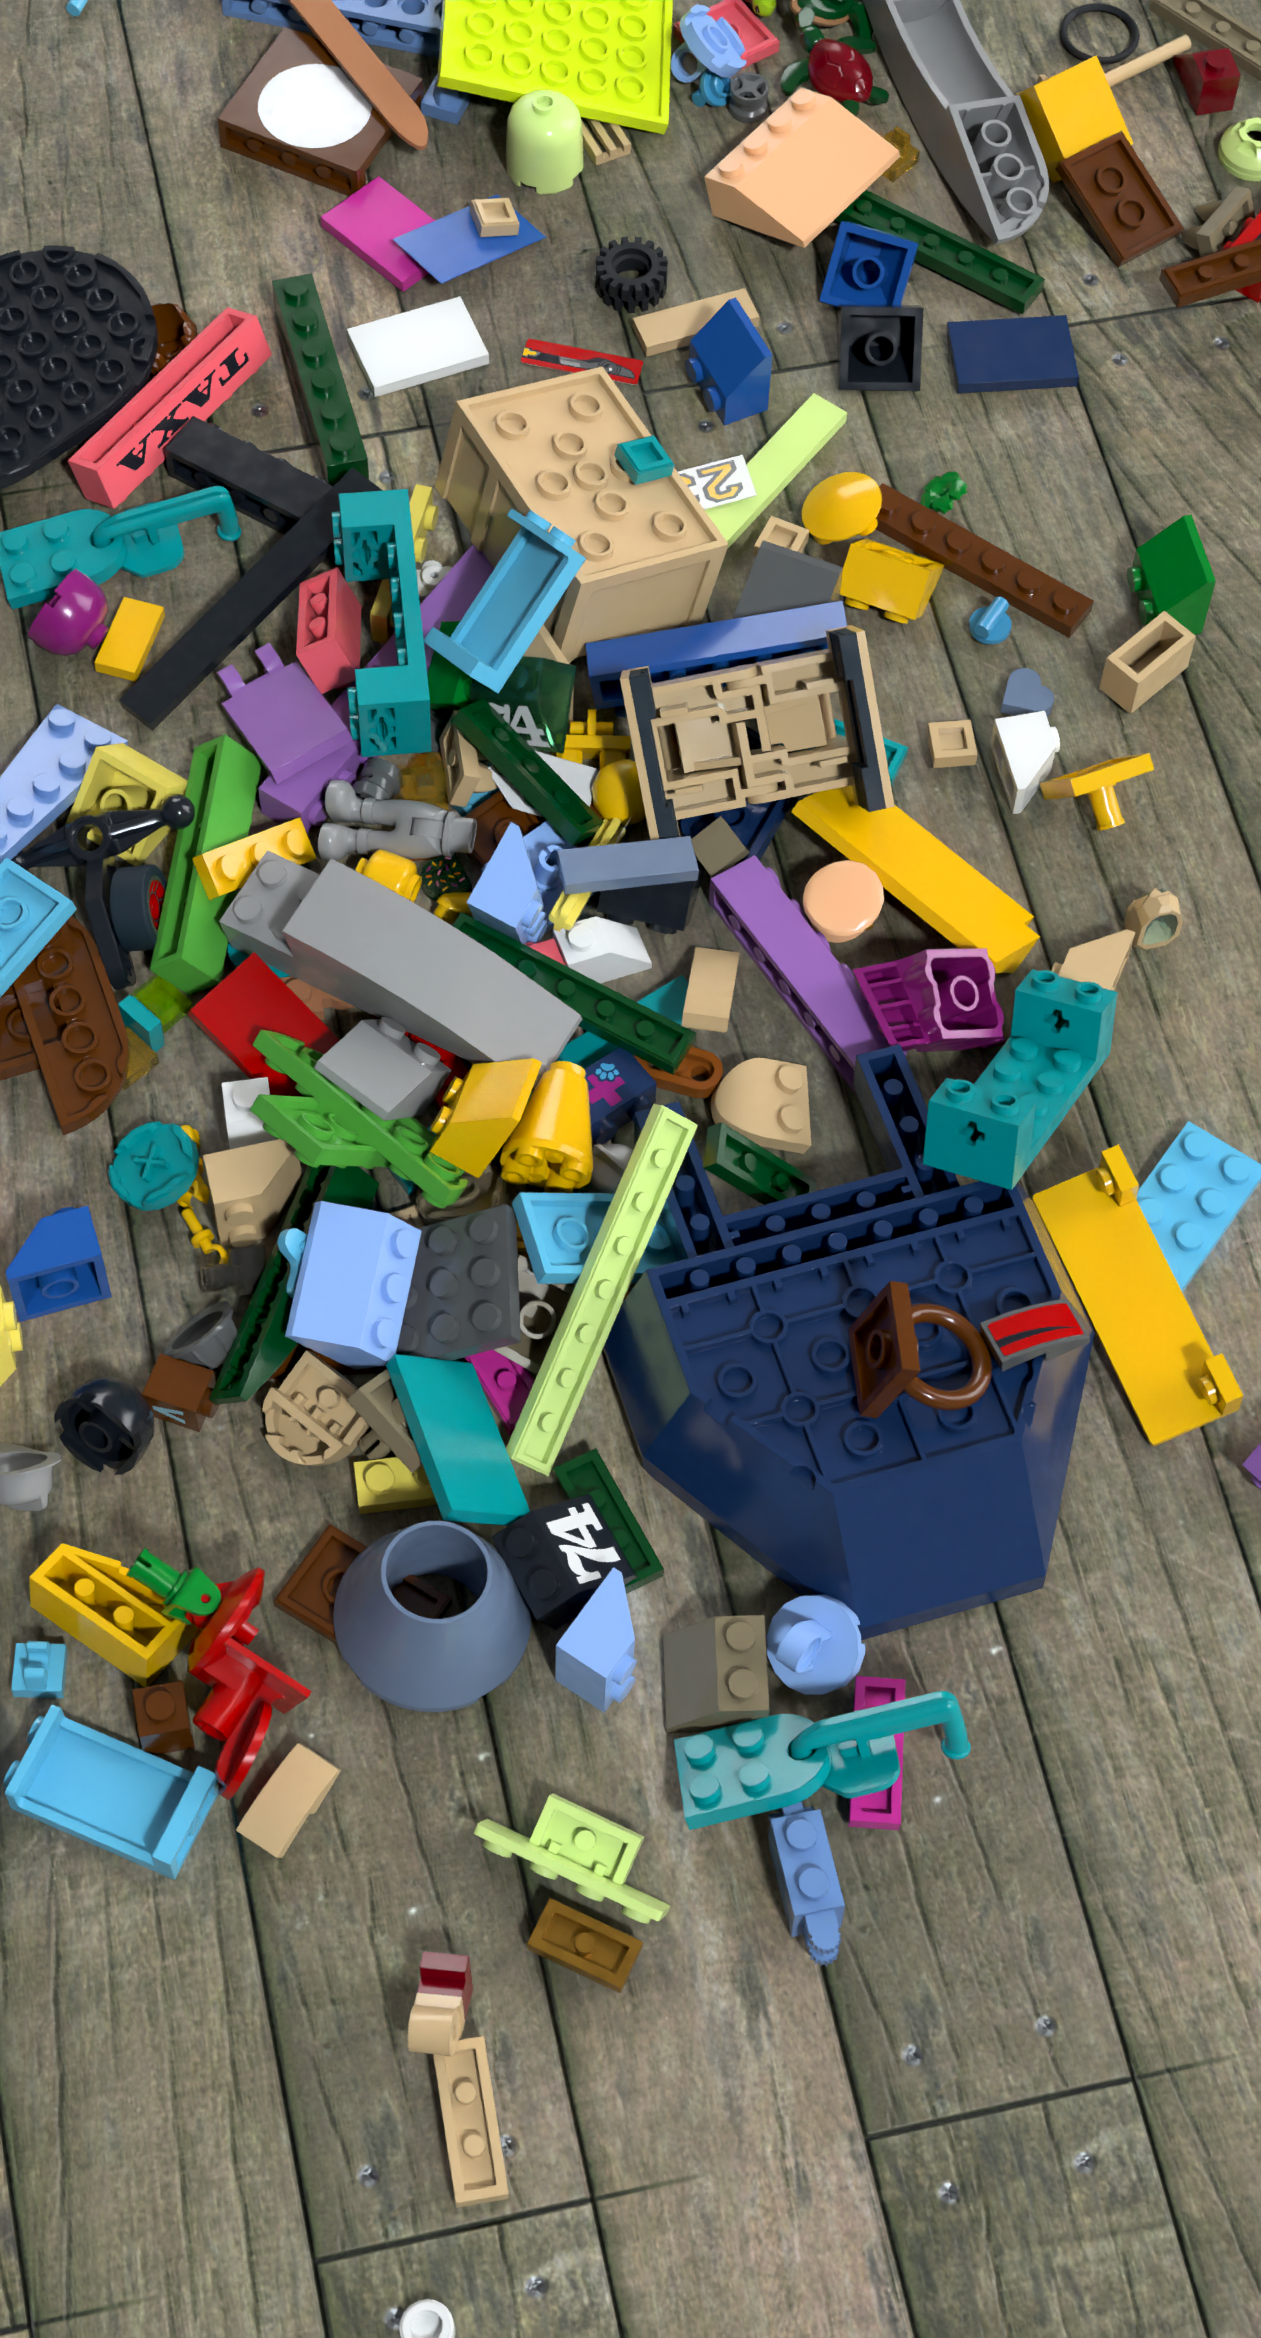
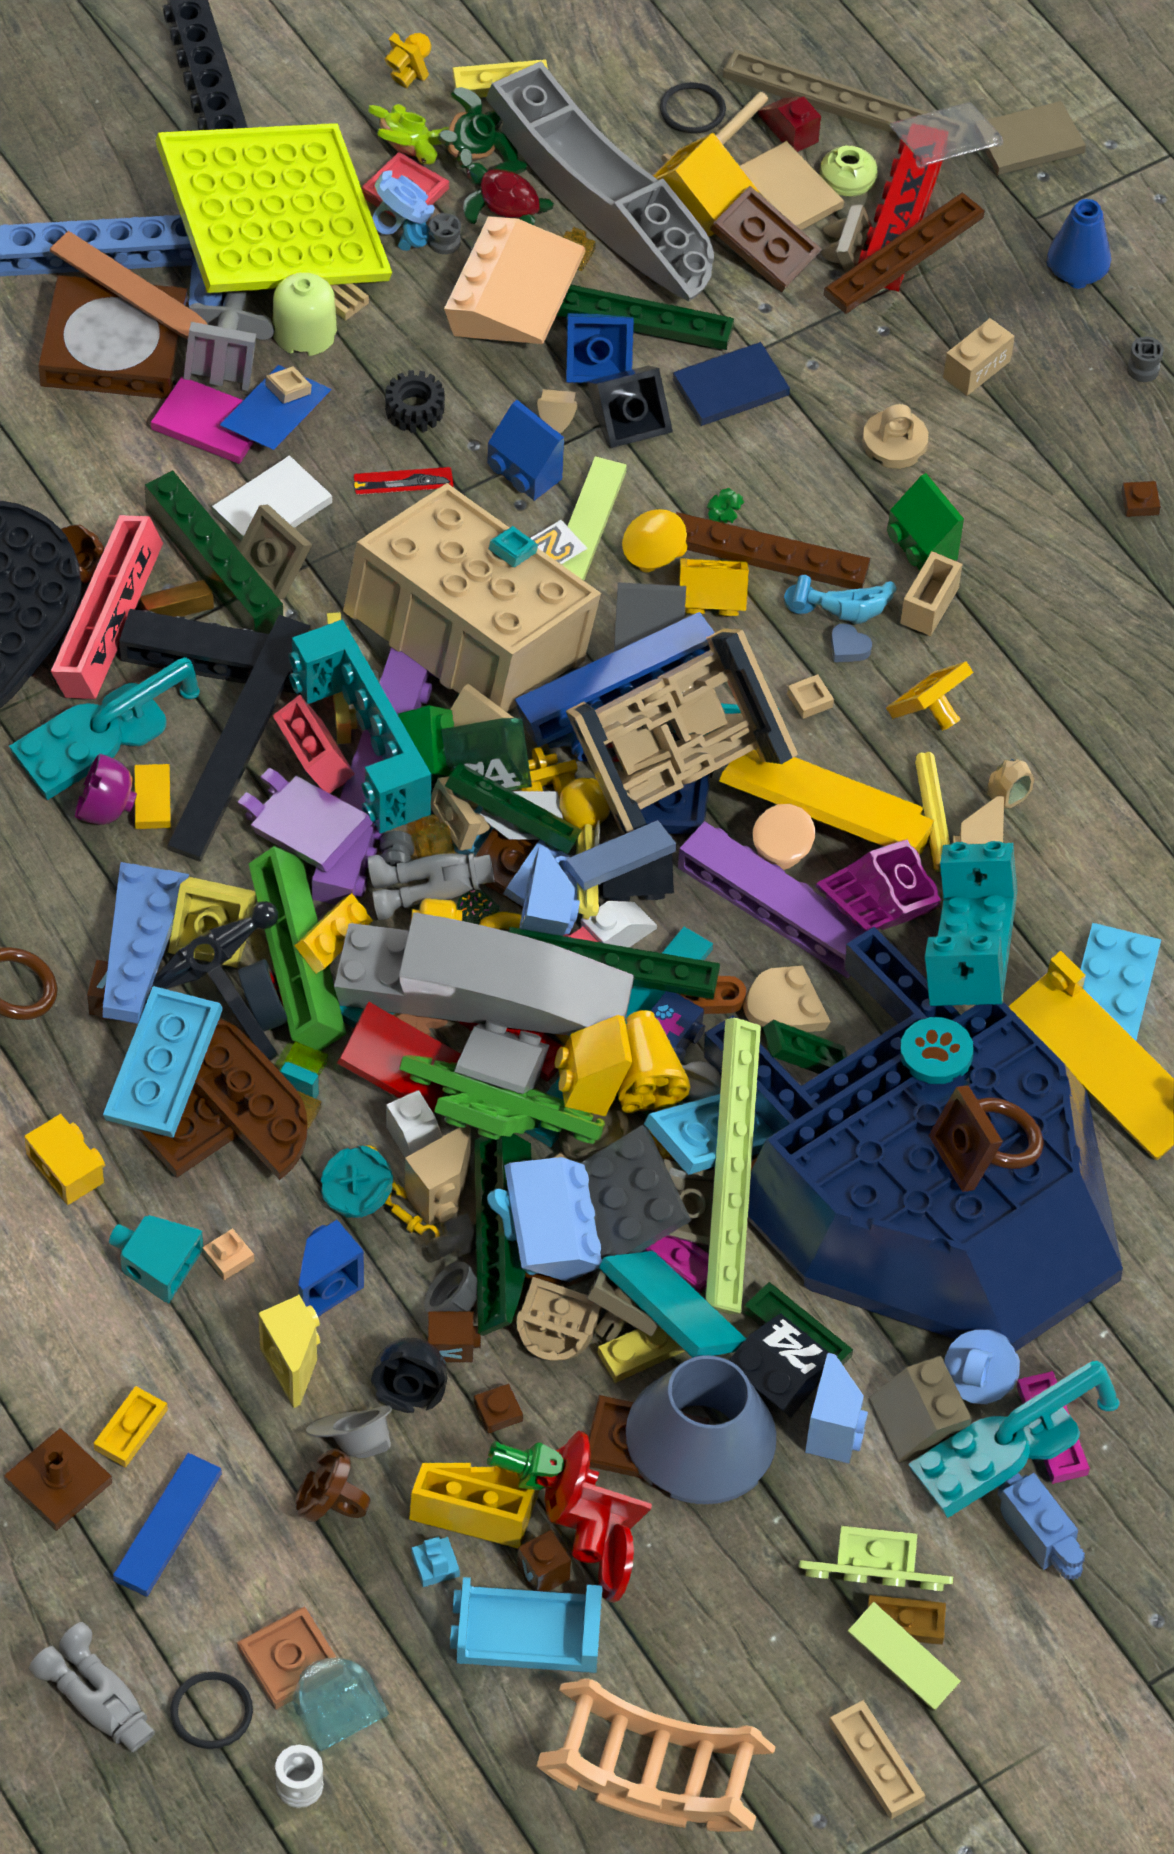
camera: 20 degrees left, 5 degrees down
(155, 2070) = (644, 1799): none -> light nougat fence
(201, 1500) = (498, 1408): none -> reddish brown plate
(262, 425) = (180, 600): none -> pearl gold slope
(288, 1799) = (655, 1591): tan slope -> none
(387, 397) = (274, 549): none -> dark tan tile
(432, 152) = (227, 343): none -> light grey piece
(440, 2003) = (825, 1686): leg -> none
(511, 603) = (463, 682): medium azure panel -> none
(559, 1995) = (903, 1656): none -> yellowish green tile
(678, 325) = (473, 427): tan tile -> none
(710, 990) = (714, 929): tan tile -> none
(718, 847) = (676, 822): dark tan tile -> none
(783, 534) = (617, 572): tan plate -> none
(790, 327) = (557, 408): none -> tan tile
(904, 1223) = (936, 1050): none -> teal tile
(1023, 754) = (866, 689): white slope -> none
(1033, 1331) = (1059, 1096): slope -> none
(1050, 910) = (932, 804): none -> light yellow axle
(1052, 650) = (855, 604): none -> medium azure piece
(1177, 150) = (792, 186): none -> tan tile
(1183, 467) = (895, 437): none -> tan tile

